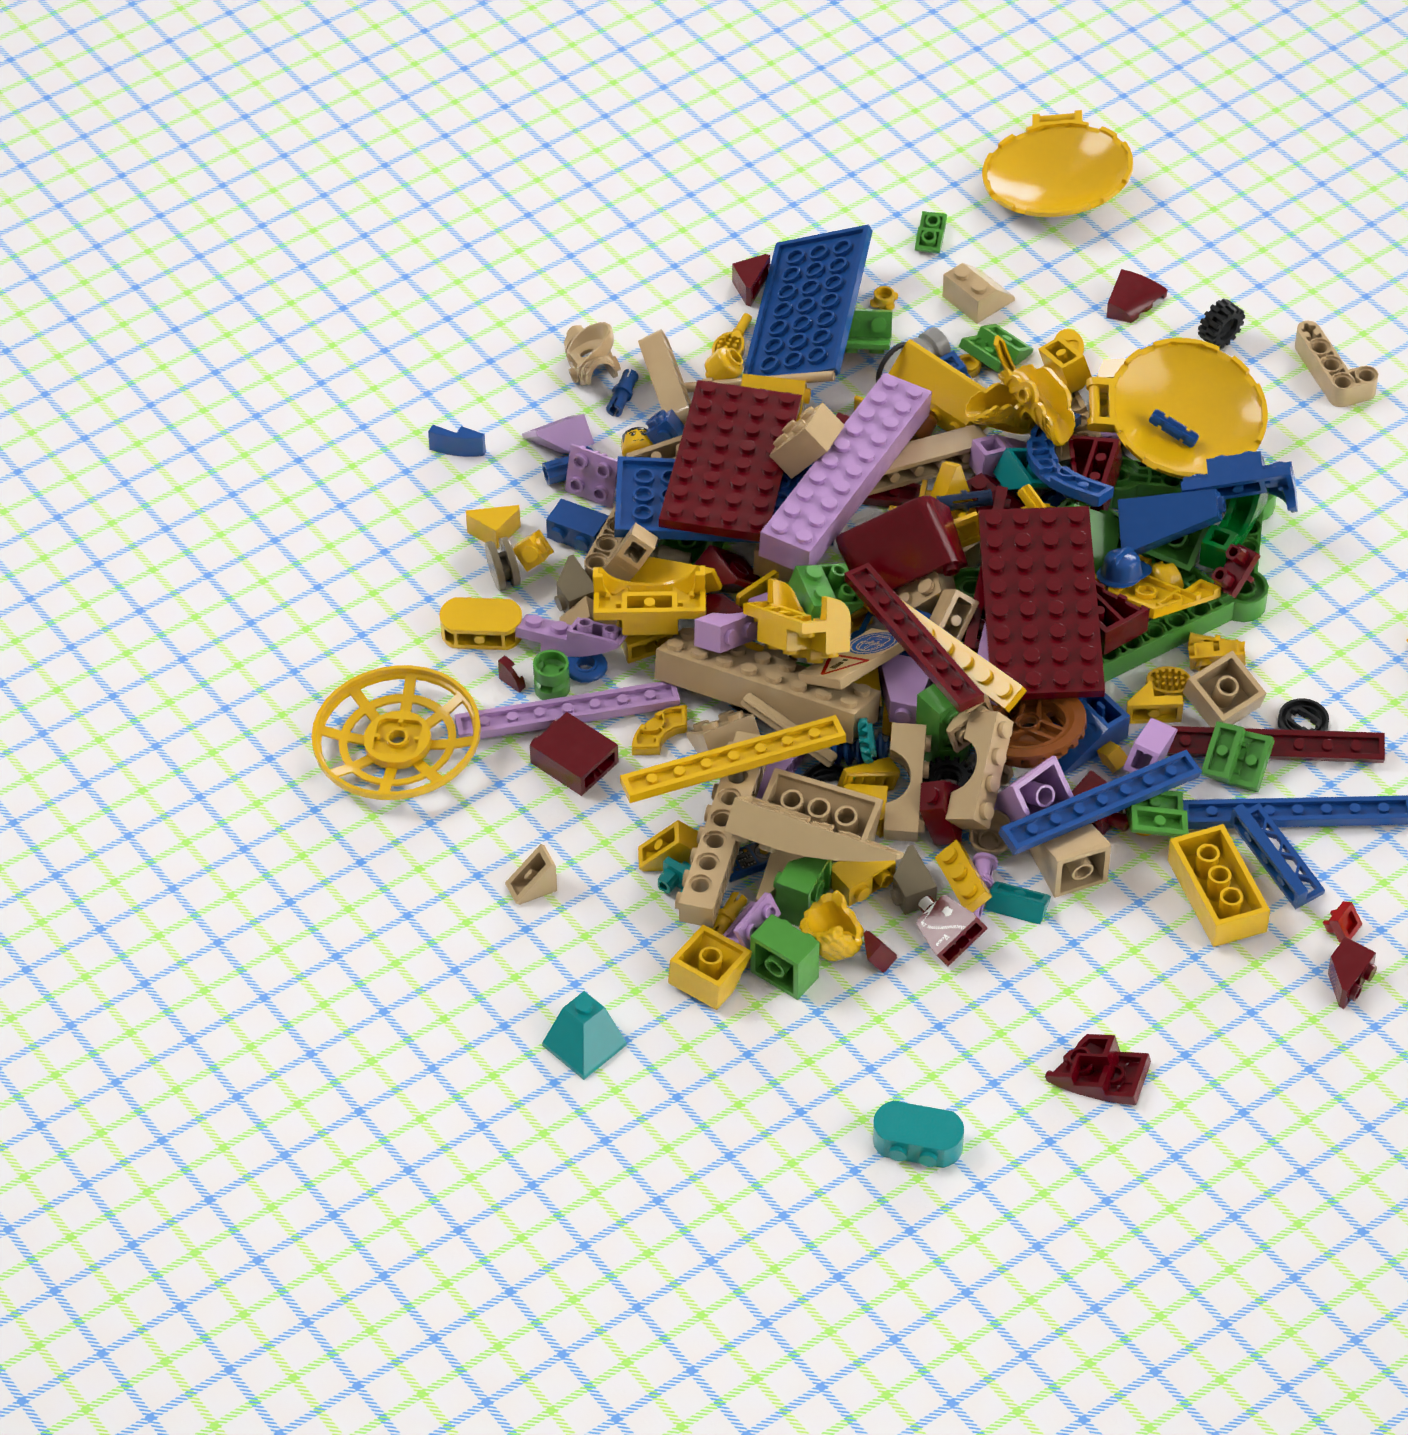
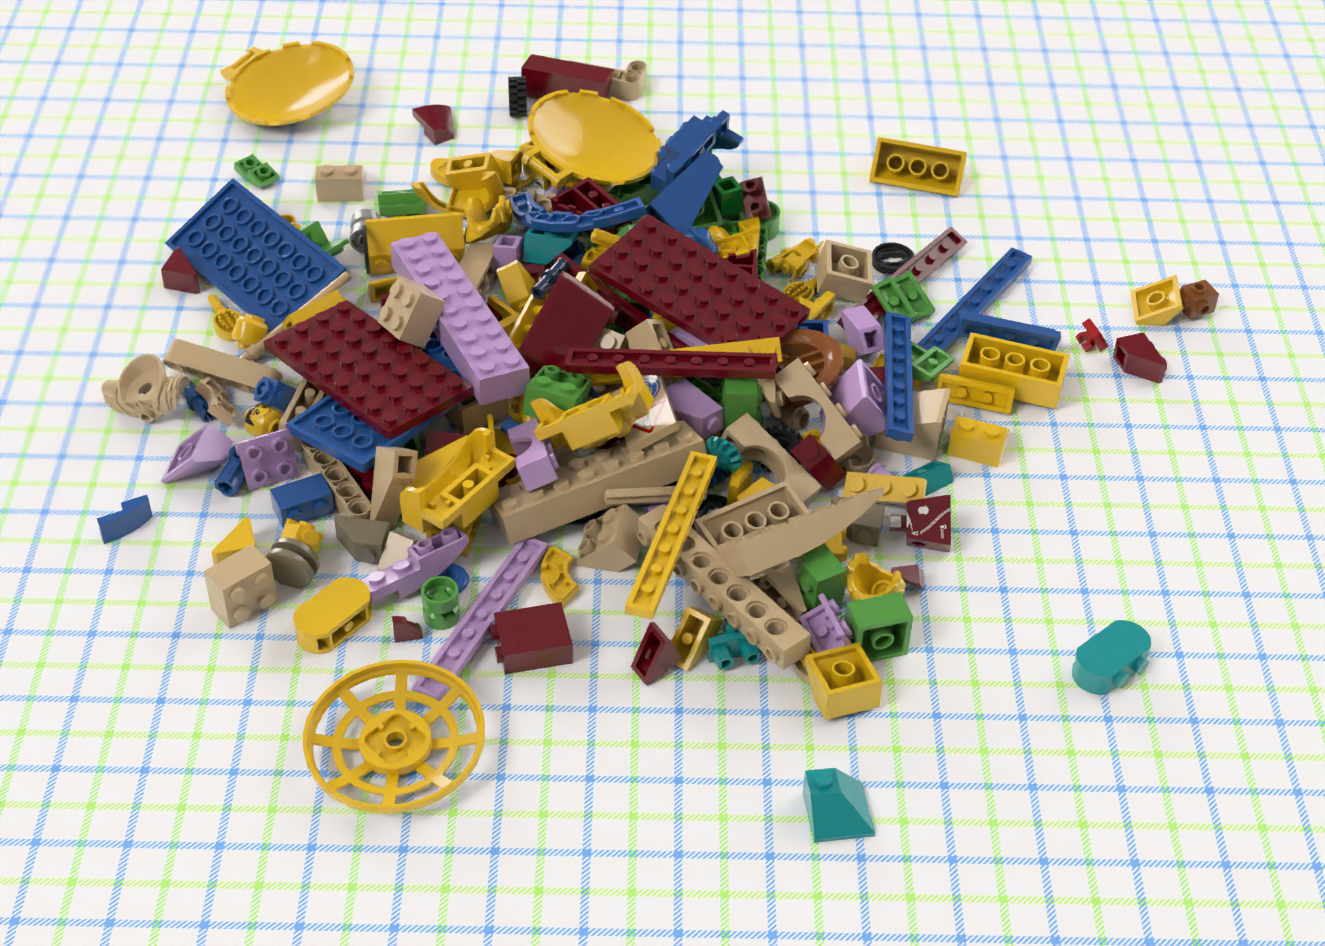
camera: 55 degrees left, 5 degrees down
(448, 550) = (240, 586): none -> tan brick
(534, 877) = (638, 737): tan slope -> none
(628, 836) = (654, 655): none -> dark red slope
(633, 403) = (217, 400): none -> tan tile
(1043, 399) = (514, 181): yellow piece -> none
(1102, 1071) = (1127, 524): dark red slope -> none
(1106, 909) = (977, 441): none -> yellow slope
(1163, 876) = (978, 393): none -> yellow plate
(1173, 428) = (598, 155): blue axle -> none
(1285, 340) = (553, 74): none -> dark red slope

